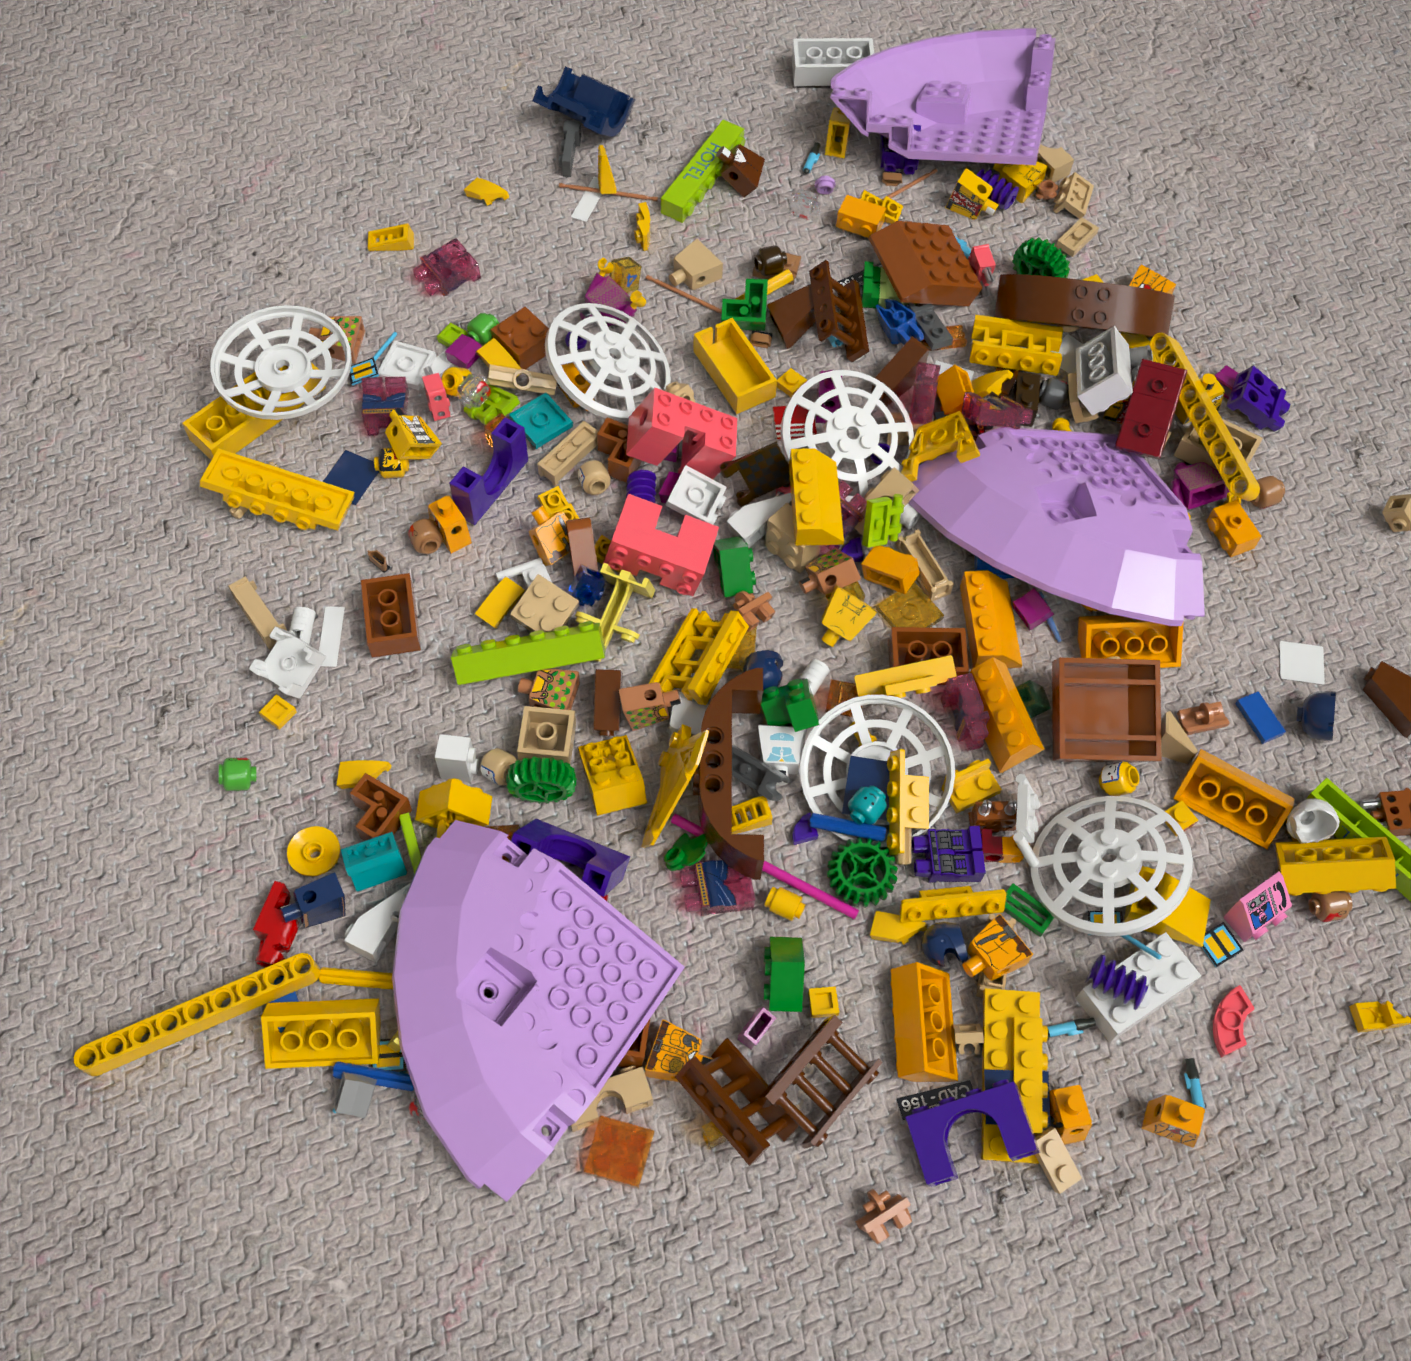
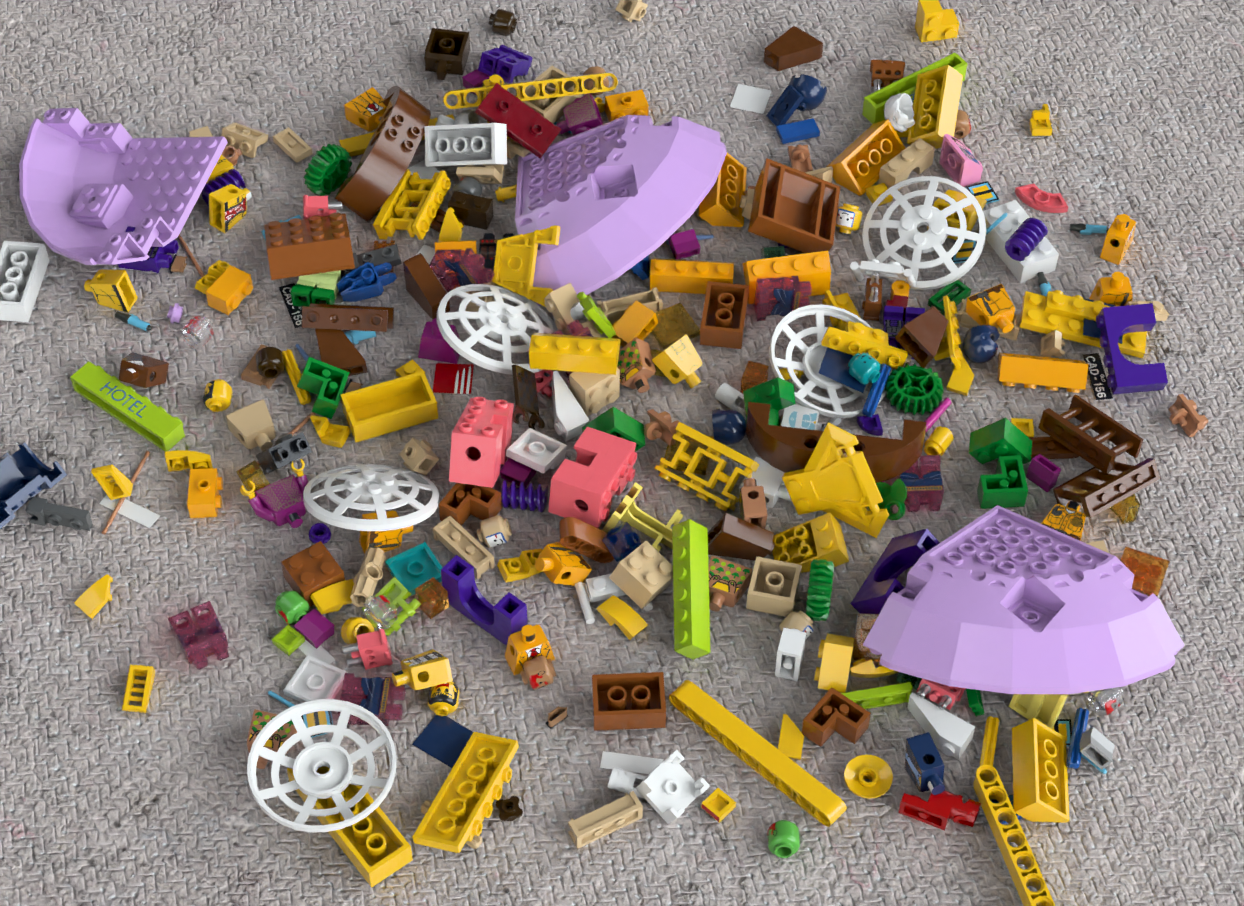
camera: 80 degrees left, 10 degrees down
(274, 538) = (513, 813): none -> dark brown plate
(339, 743) = (758, 753): none -> yellow beam
(373, 861) = (890, 714): teal bracket -> none
(609, 248) = (204, 493): none -> light orange brick
(657, 288) = (283, 452): none -> black hips
(702, 322) = (329, 433): none -> yellow slope
(724, 985) = (1005, 487): none -> green brick
(727, 233) = (217, 395): none -> yellow head
(797, 1030) = (1050, 449): none -> reddish brown hinge
(906, 678) = (756, 323): yellow bracket -> none
(931, 867) = (923, 336): none -> reddish brown slope
(995, 411) = (495, 220): clear pink hips -> none
(1249, 851) = (915, 157): none -> tan arch
(1256, 343) = (447, 52): none -> dark brown hinge
(1288, 692) = (785, 106): none -> dark blue plate
(1330, 392) = (503, 22): none -> dark brown head

